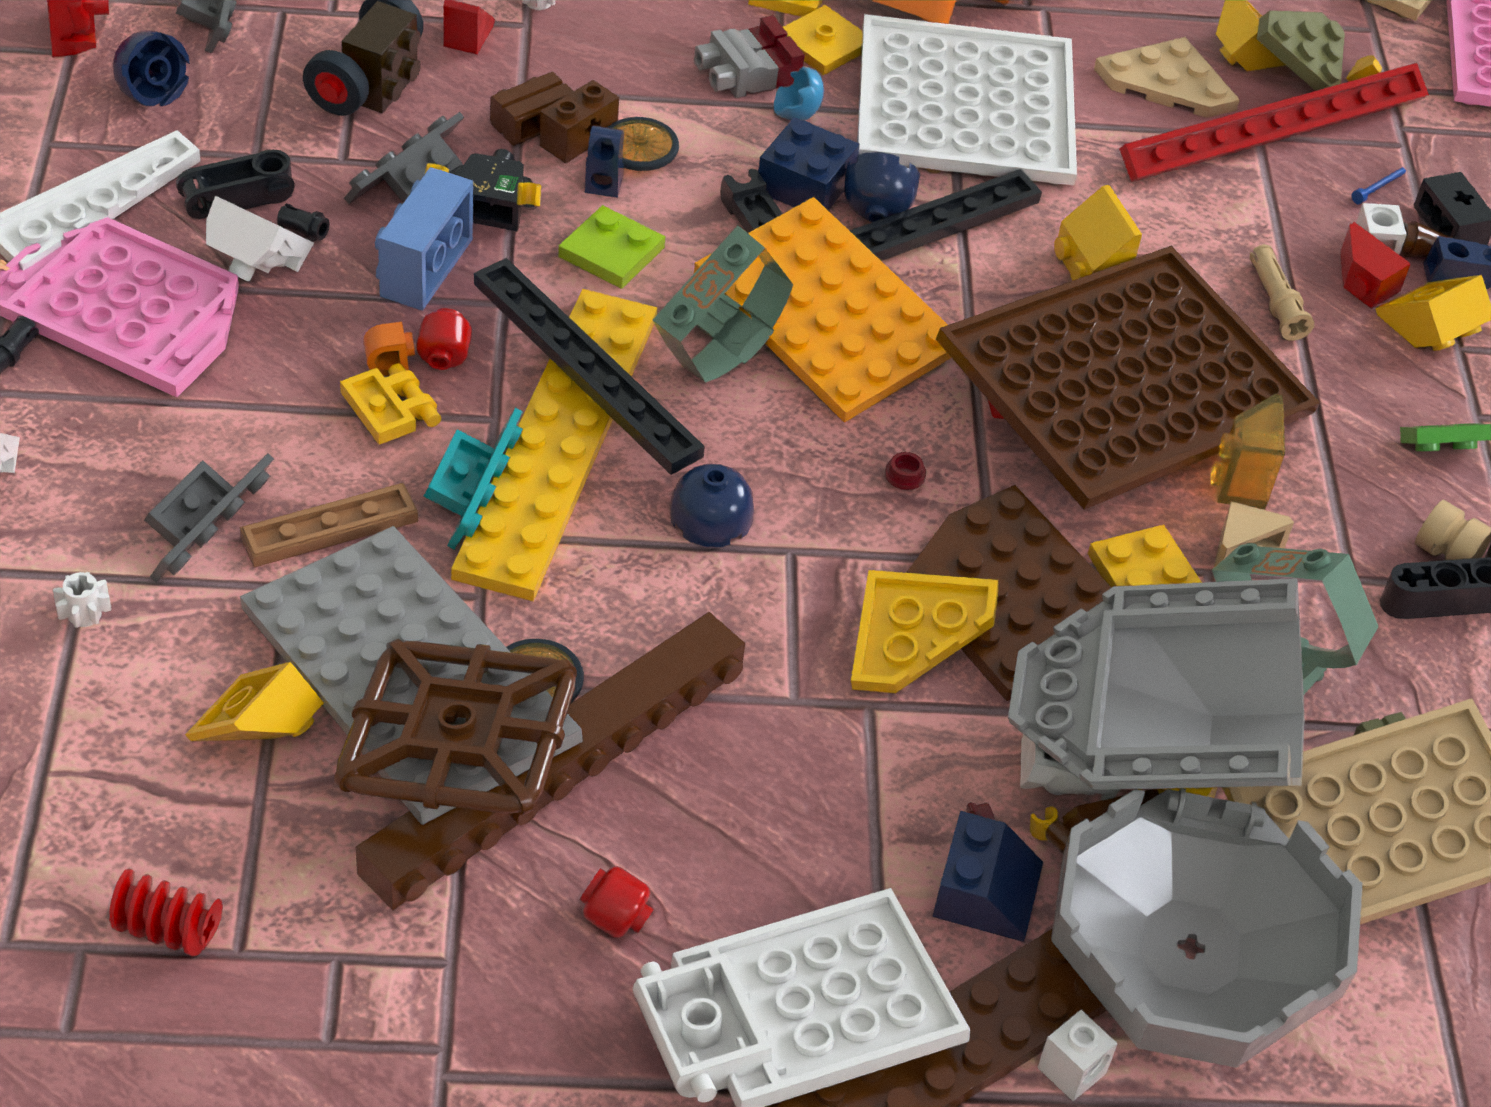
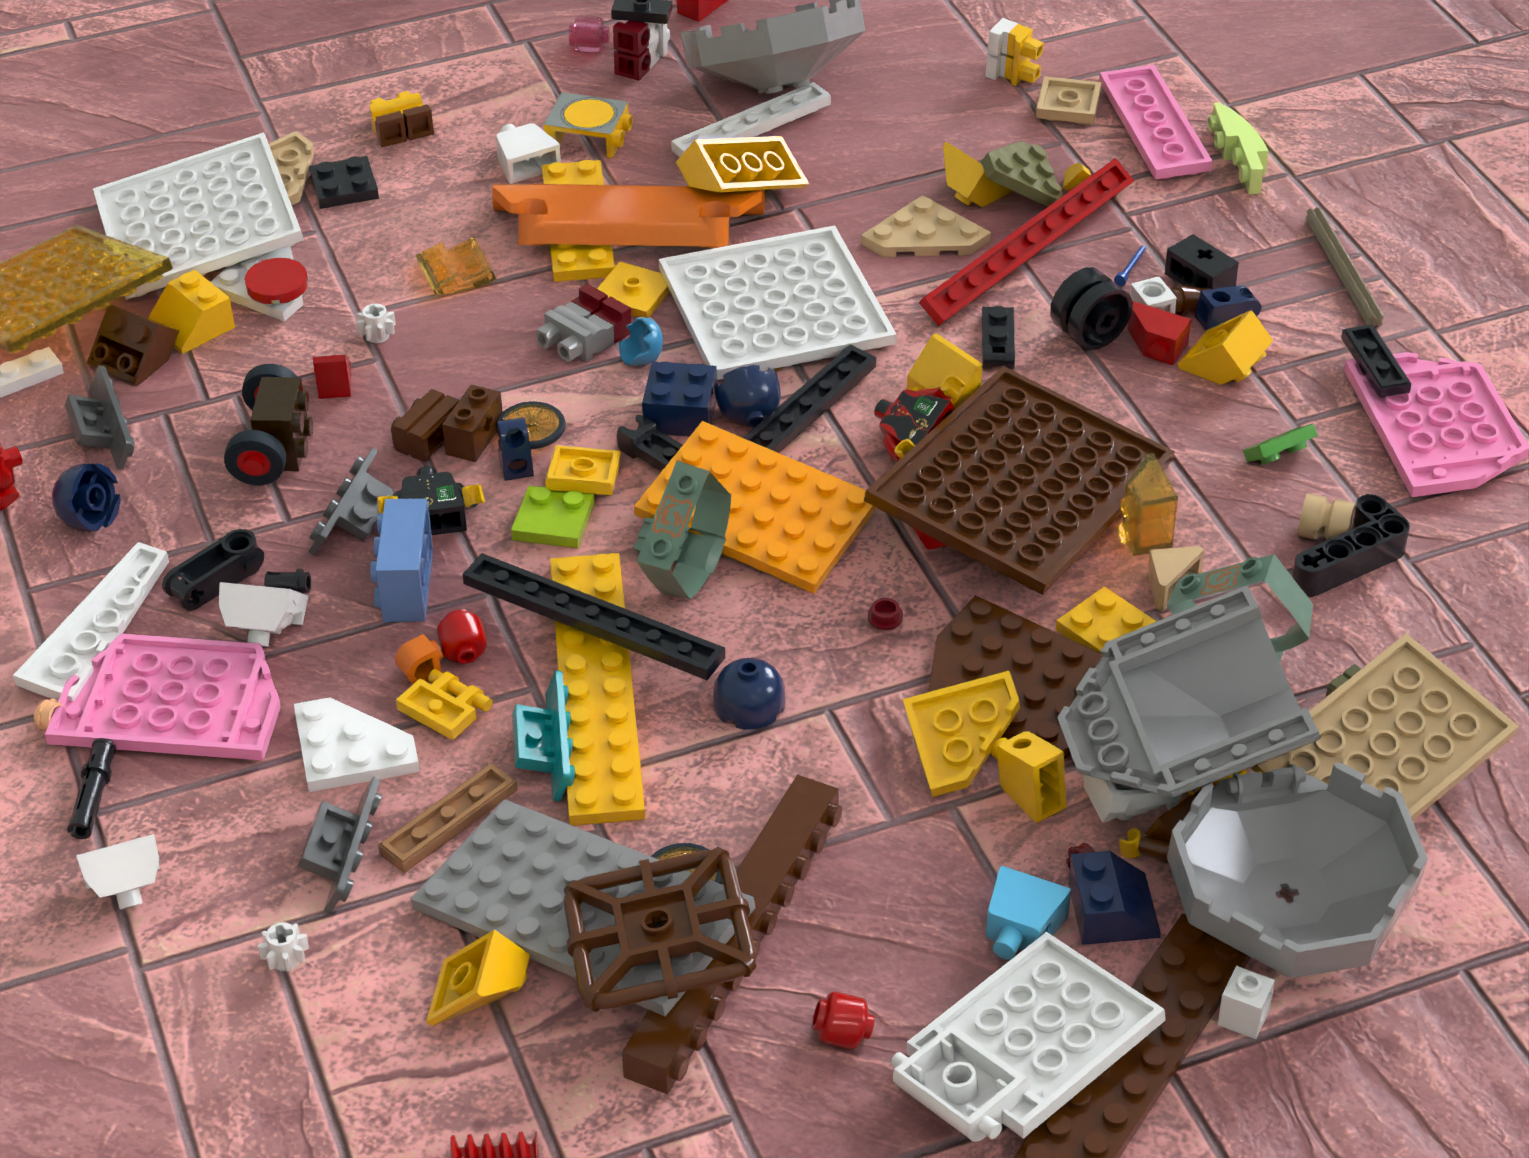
camera: 15 degrees left, 5 degrees down
(271, 413) = (349, 746): none -> white plate
(667, 208) = (583, 470): none -> yellow plate
(880, 853) = (1024, 910): none -> medium azure torso
(965, 687) = (1032, 774): none -> yellow torso
(1047, 264) = (915, 415): none -> torso
(1189, 214) = (998, 337): none -> black plate
(1285, 302) = (1108, 382): tan pin -> none
(1303, 215) = (1091, 308): none -> black wheel

